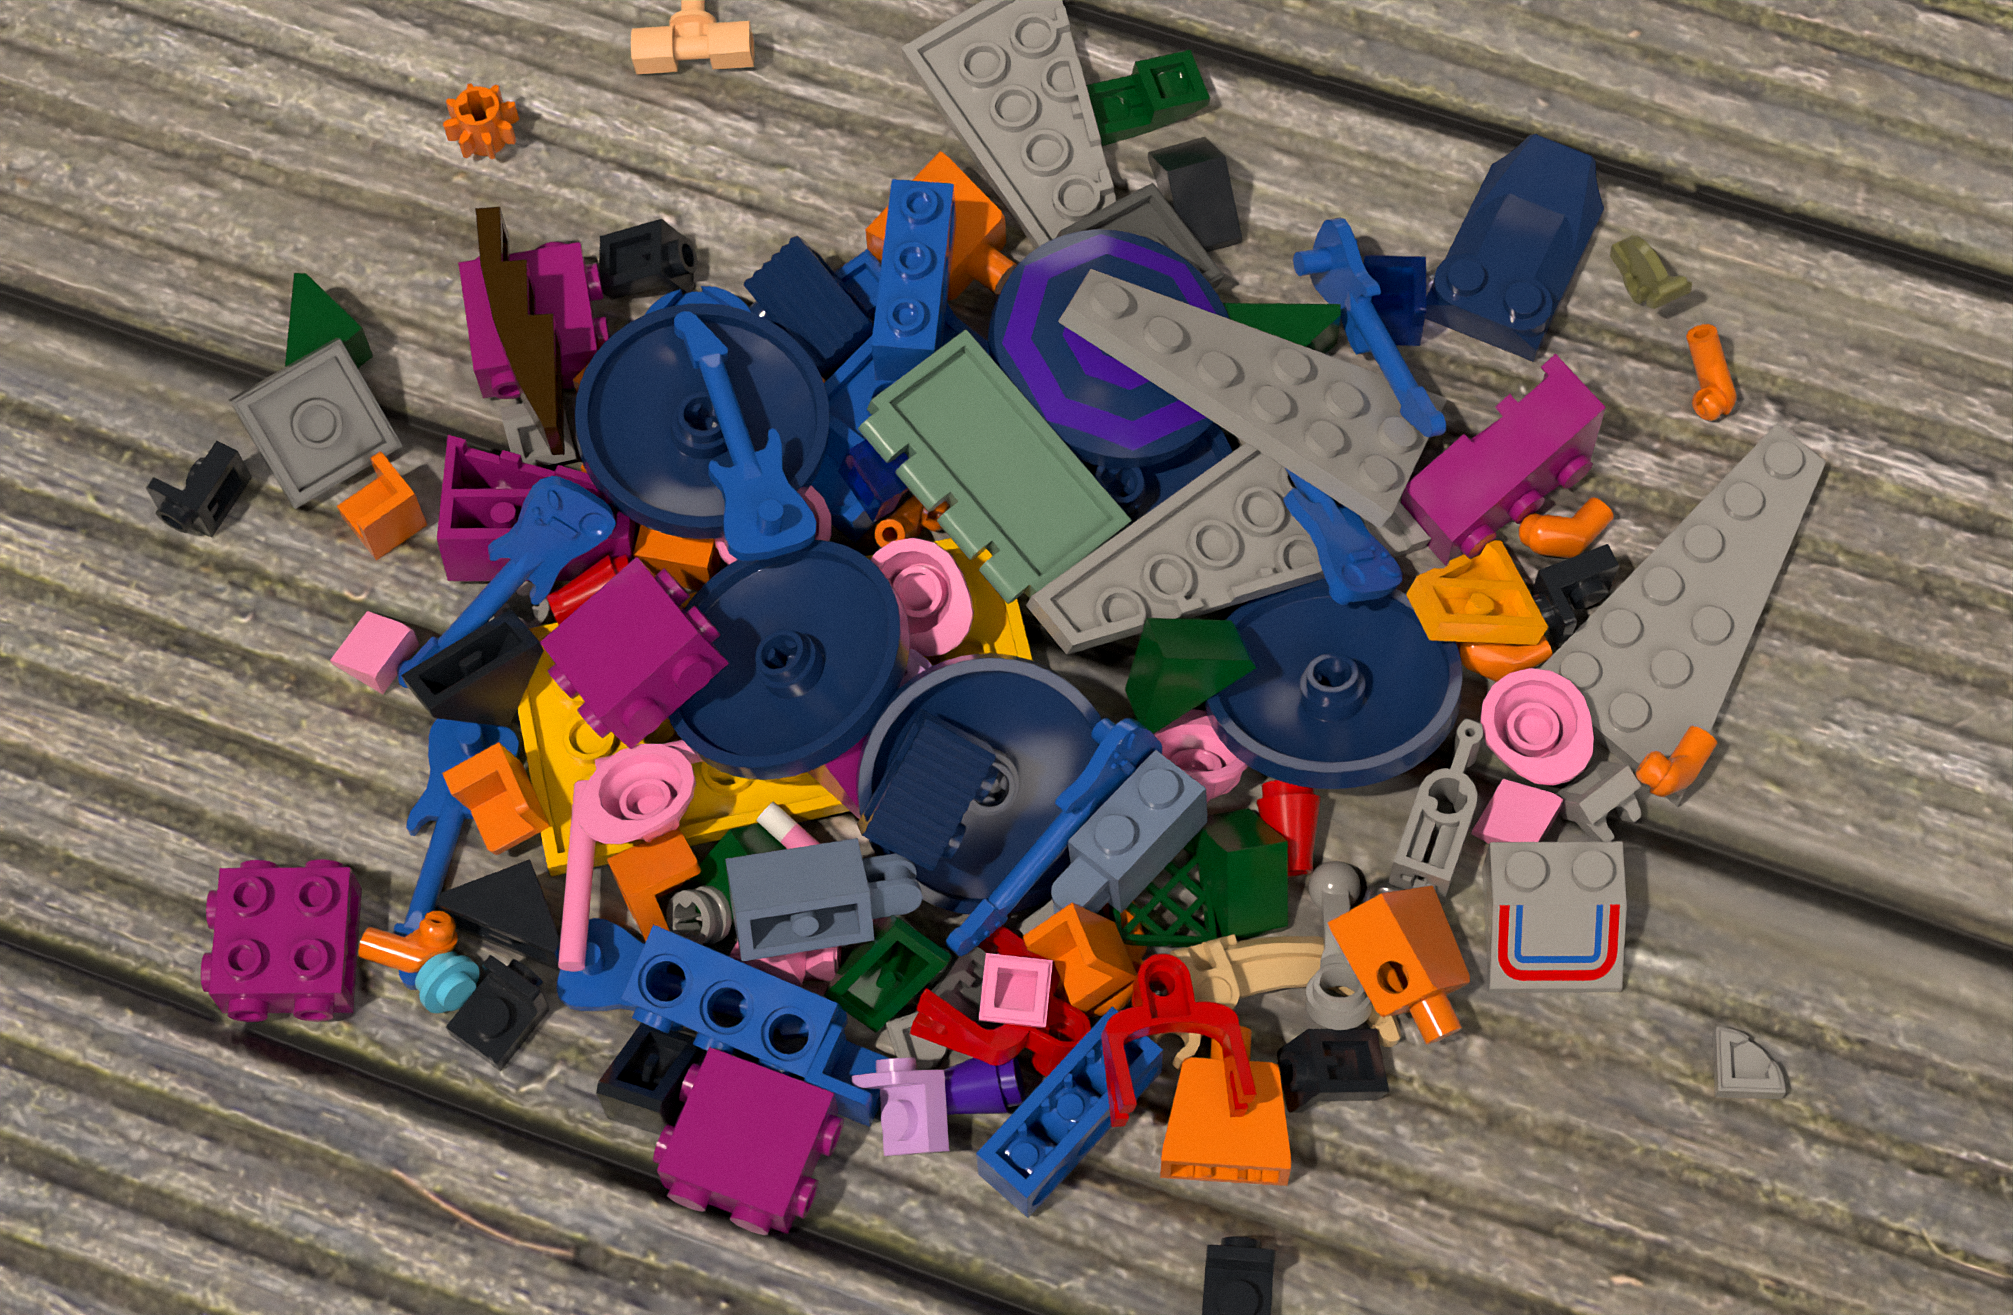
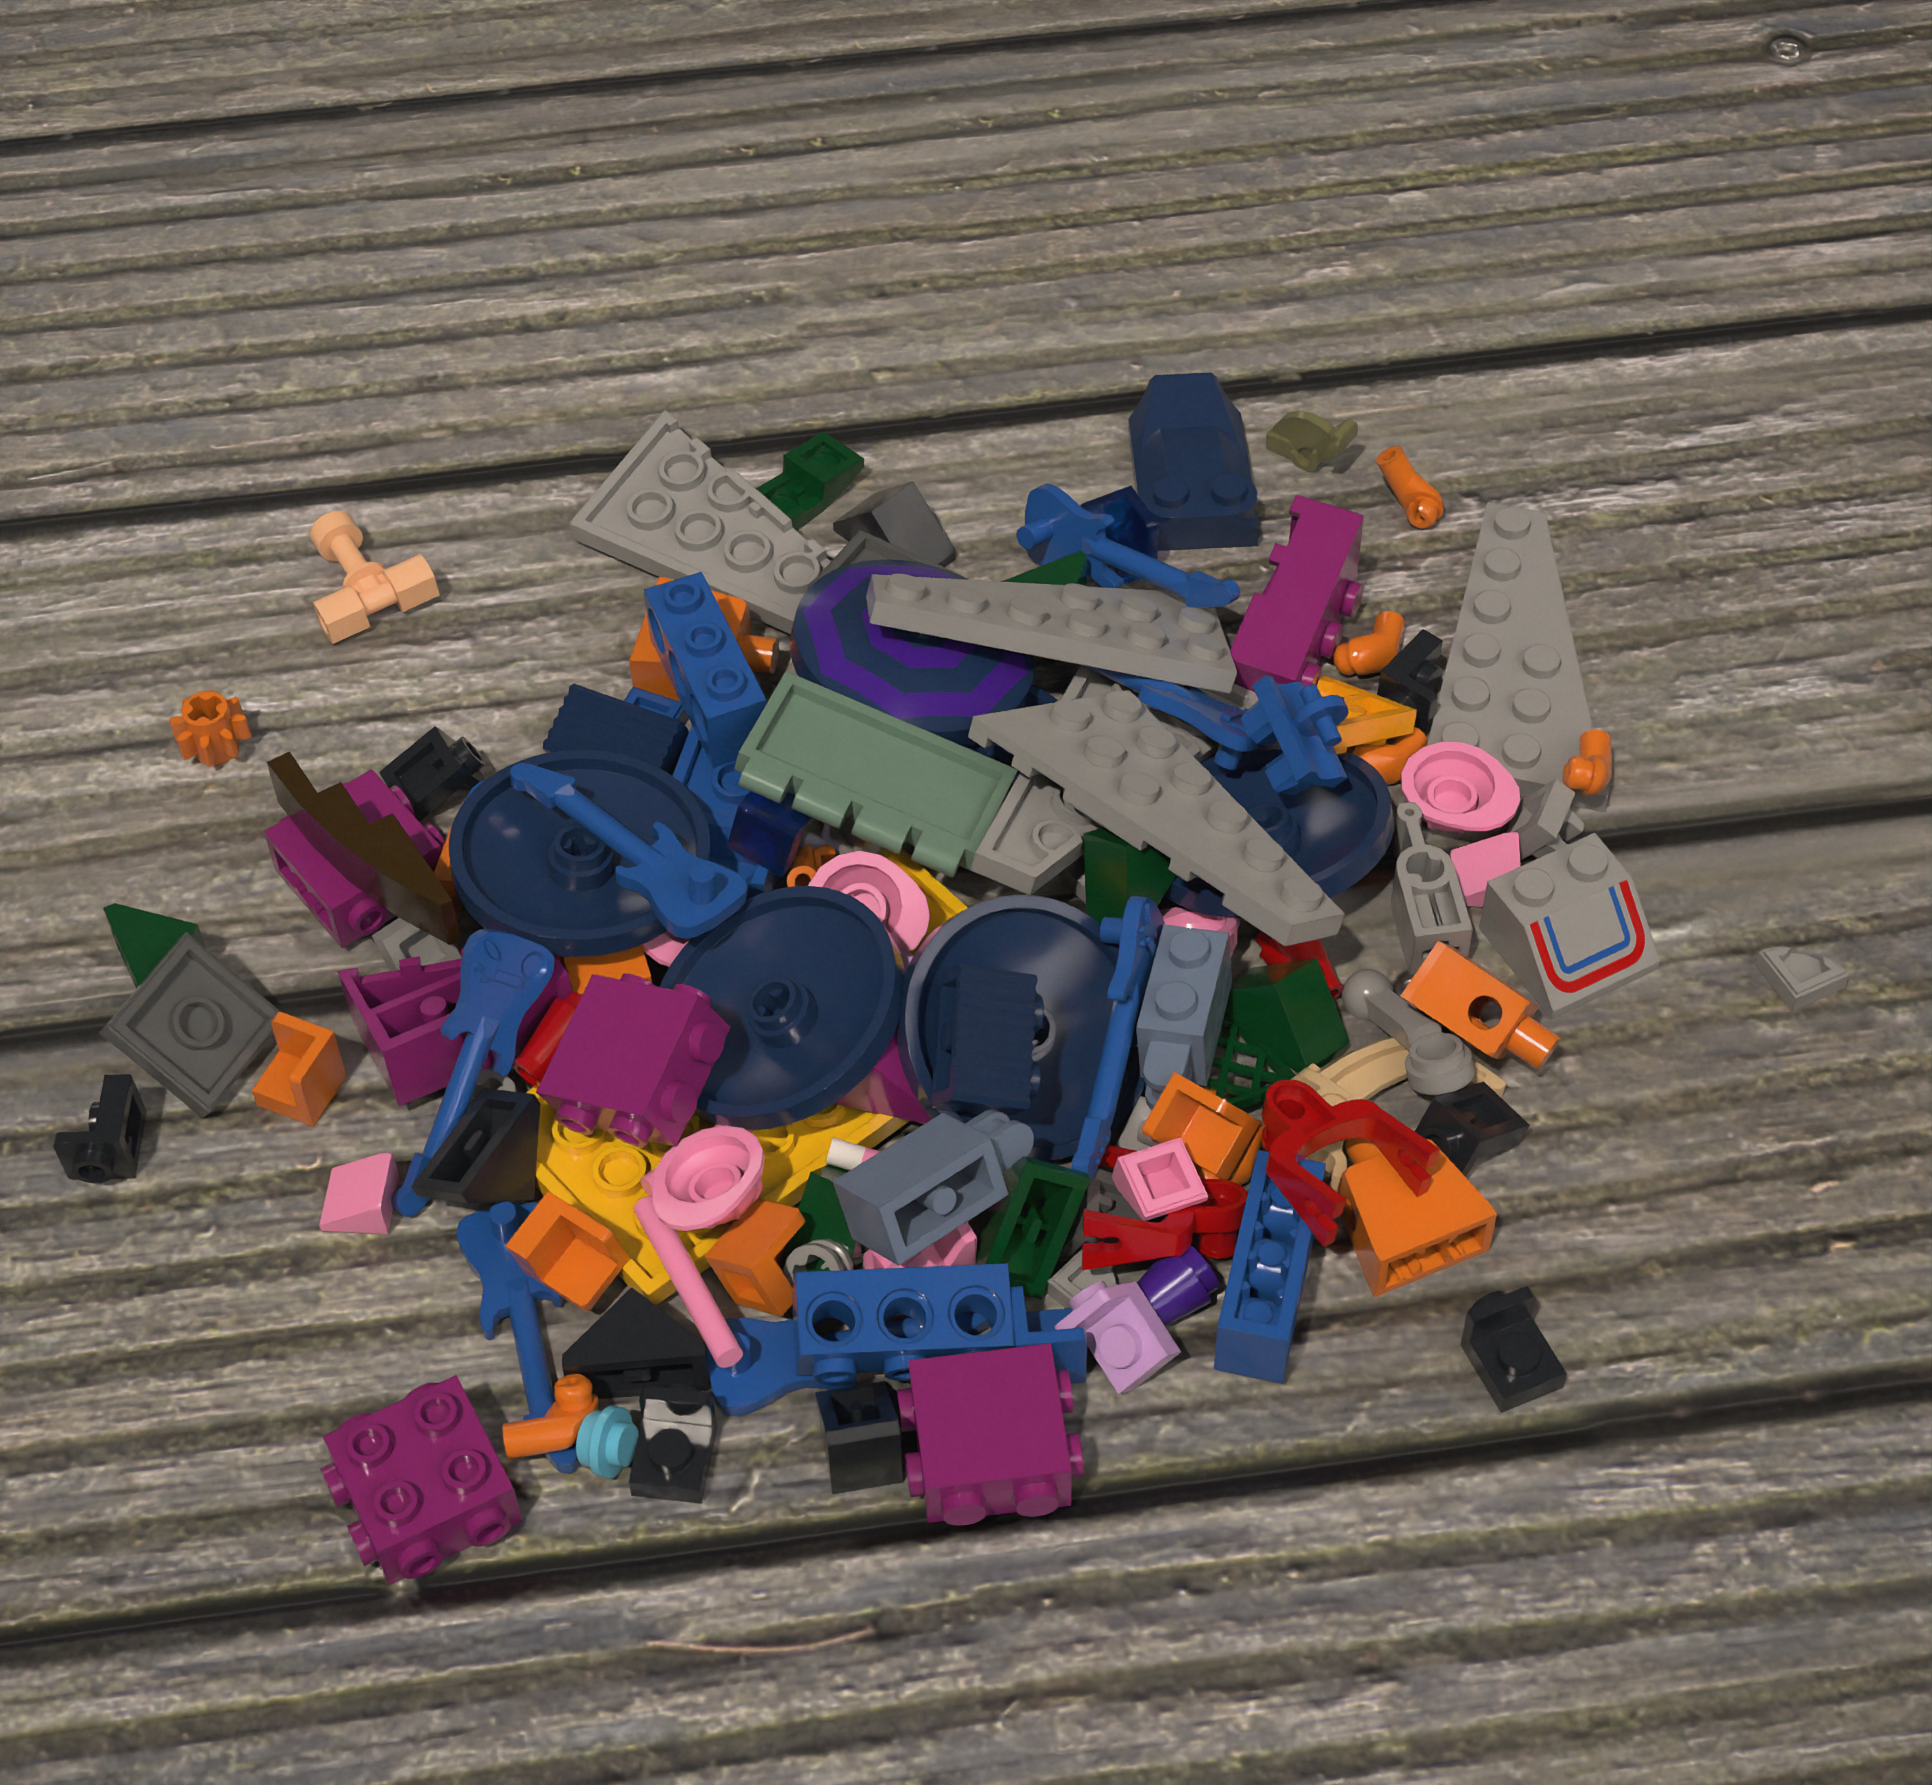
camera: 30 degrees left, 15 degrees down
(1226, 610) = (1151, 790): none -> light grey wing
(1399, 612) = (1305, 731): none -> blue hips

